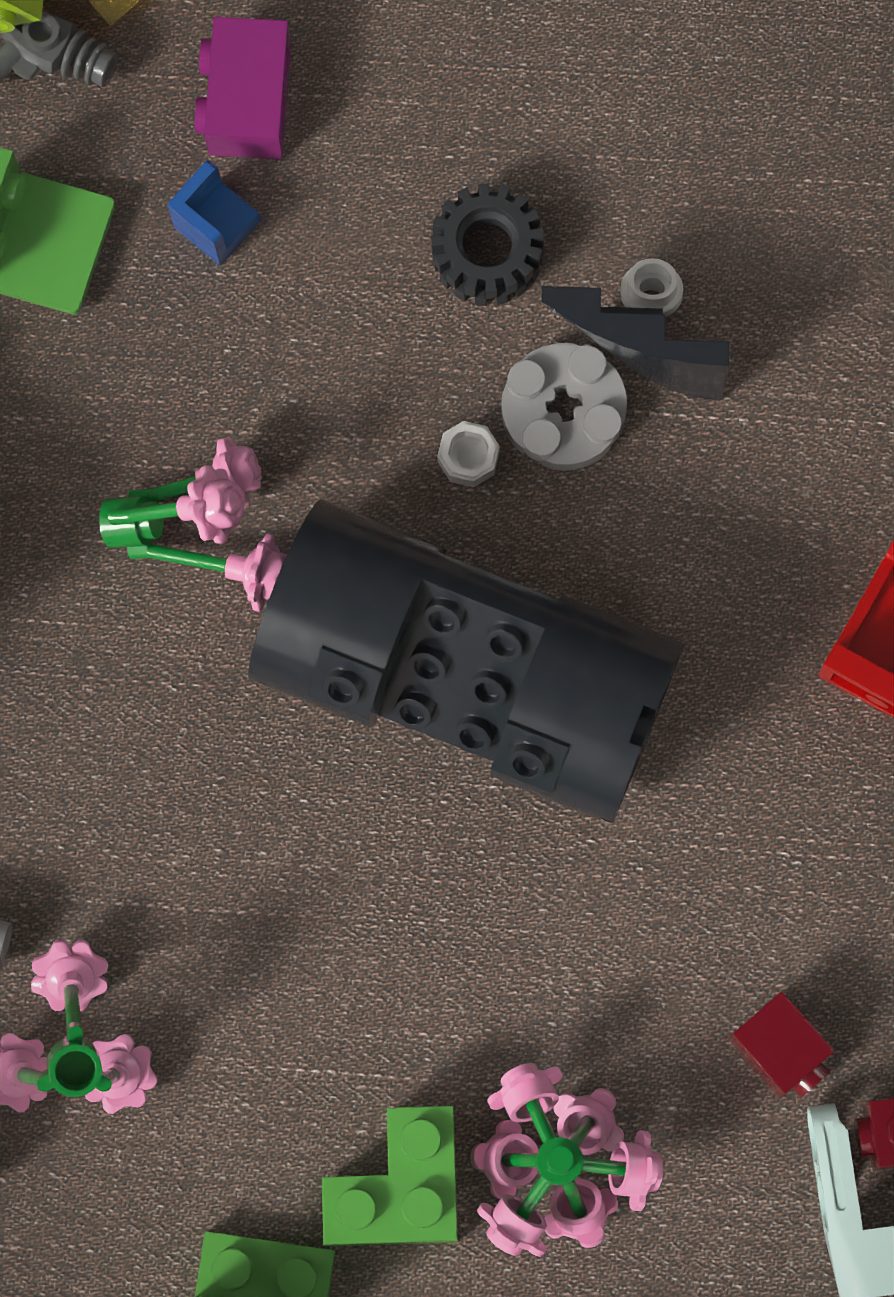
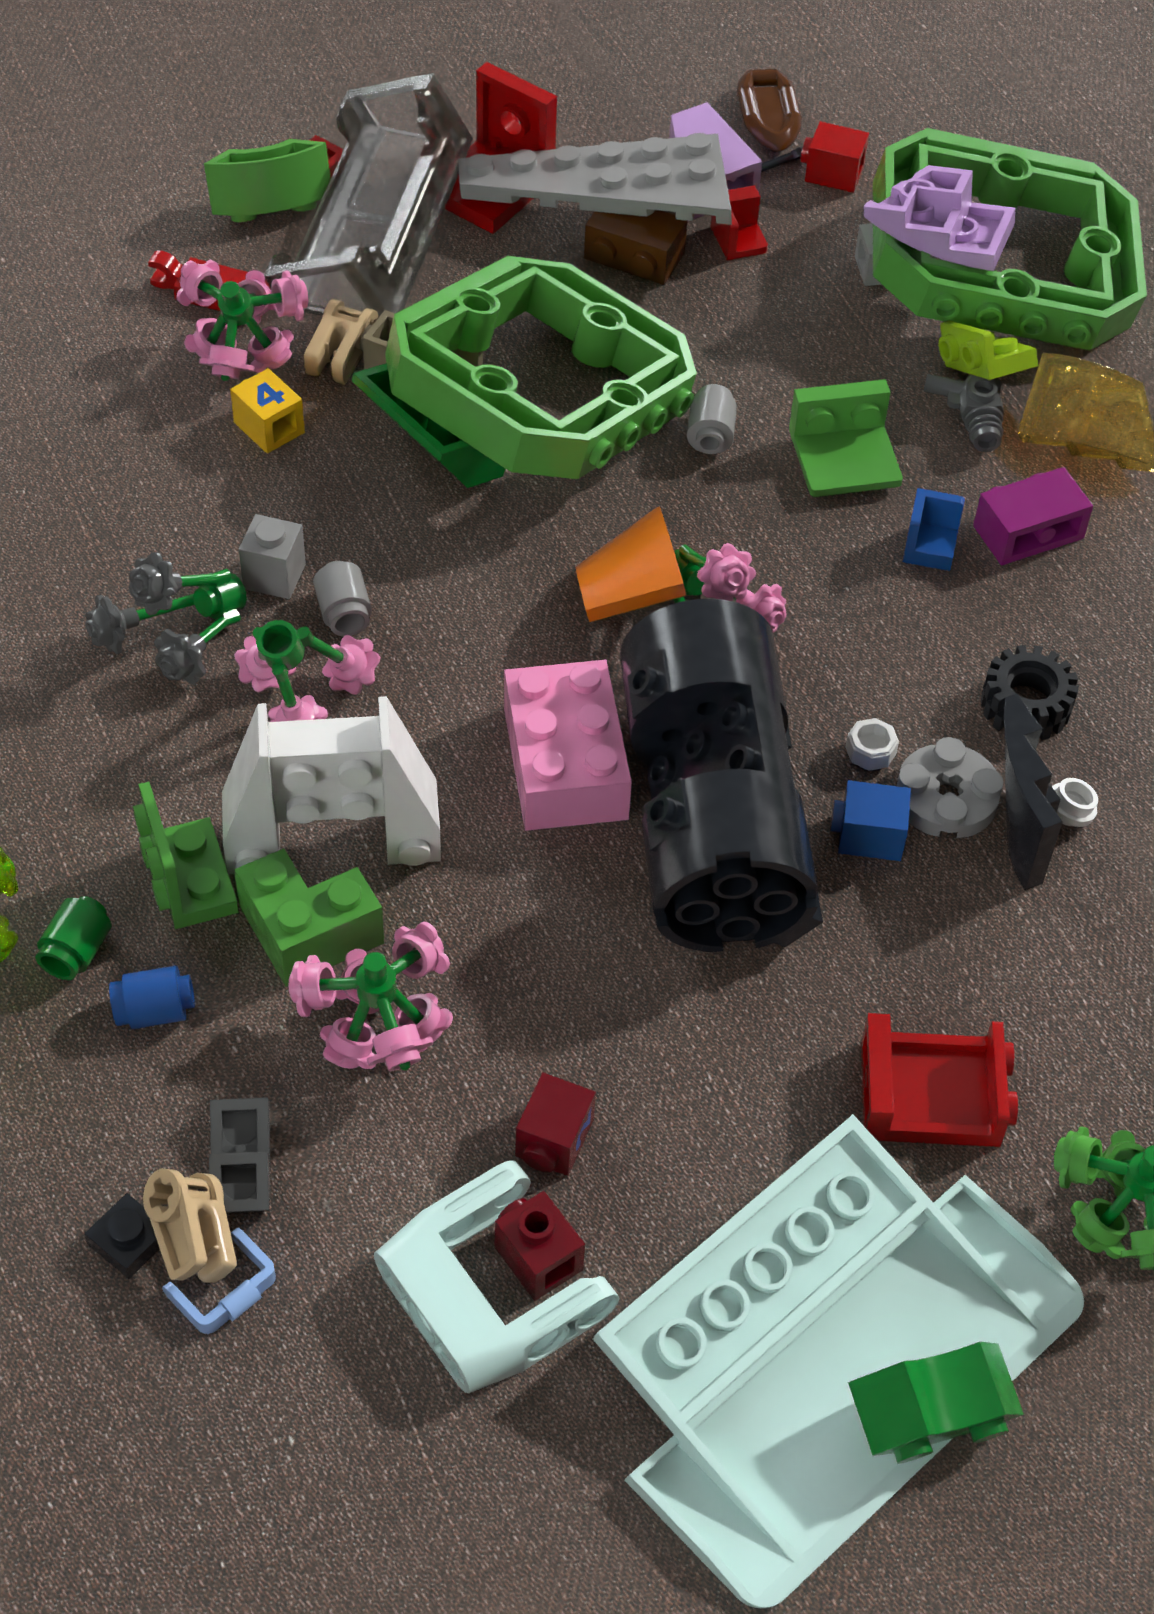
camera: 55 degrees right, 25 degrees down
(102, 591) = (631, 570): none -> orange slope
(261, 1121) = (328, 773): none -> white wedge
(309, 789) = (566, 745): none -> bright pink brick
(573, 514) = (872, 820): none -> blue brick

